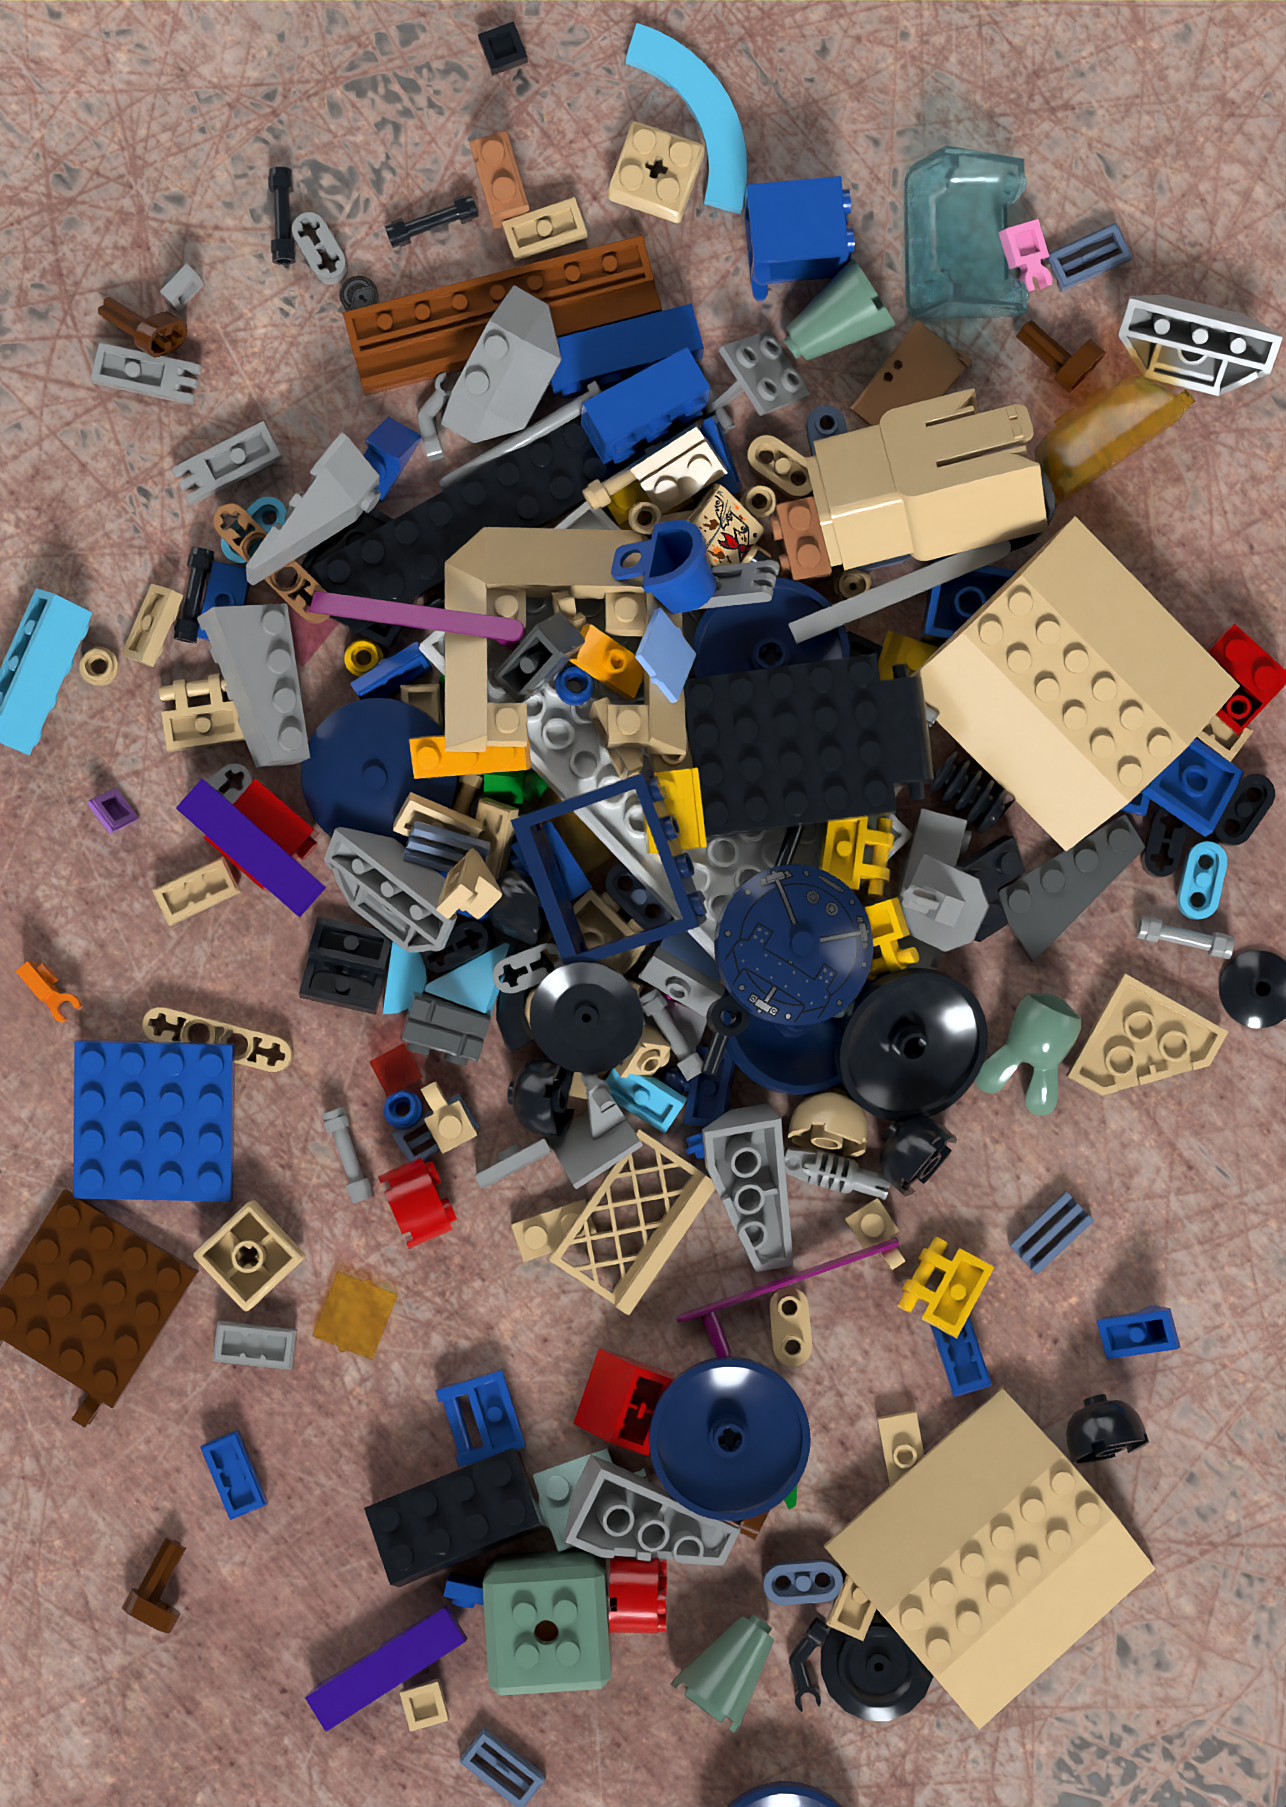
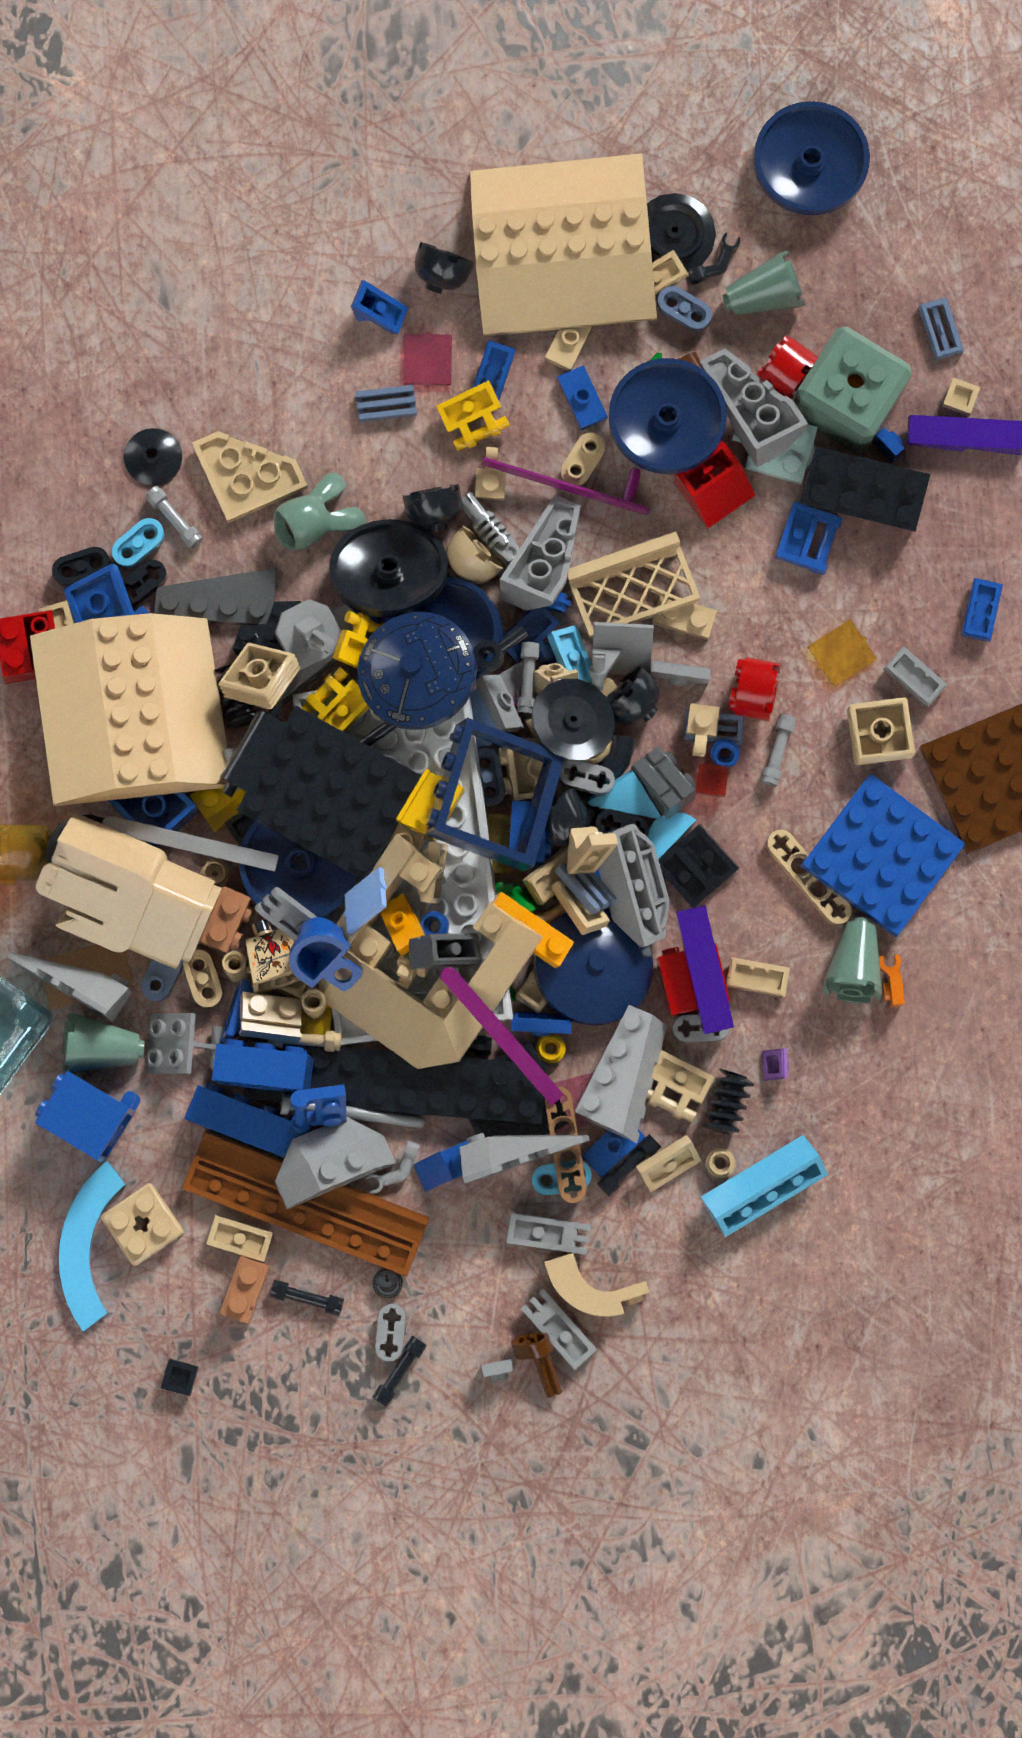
camera: 150 degrees left, 5 degrees down
(100, 980) = (855, 964): none -> sand green cone
(131, 733) = (728, 1102): none -> black piece
(140, 425) = (577, 1293): none -> tan arch
(548, 413) = (329, 1107): none -> blue plate
(842, 1396) = (582, 397): none -> blue plate
(888, 362) = (89, 987): none -> light grey wedge
(960, 818) = (259, 675): none -> tan brick
(1043, 1316) = (427, 359): none -> clear pink piece

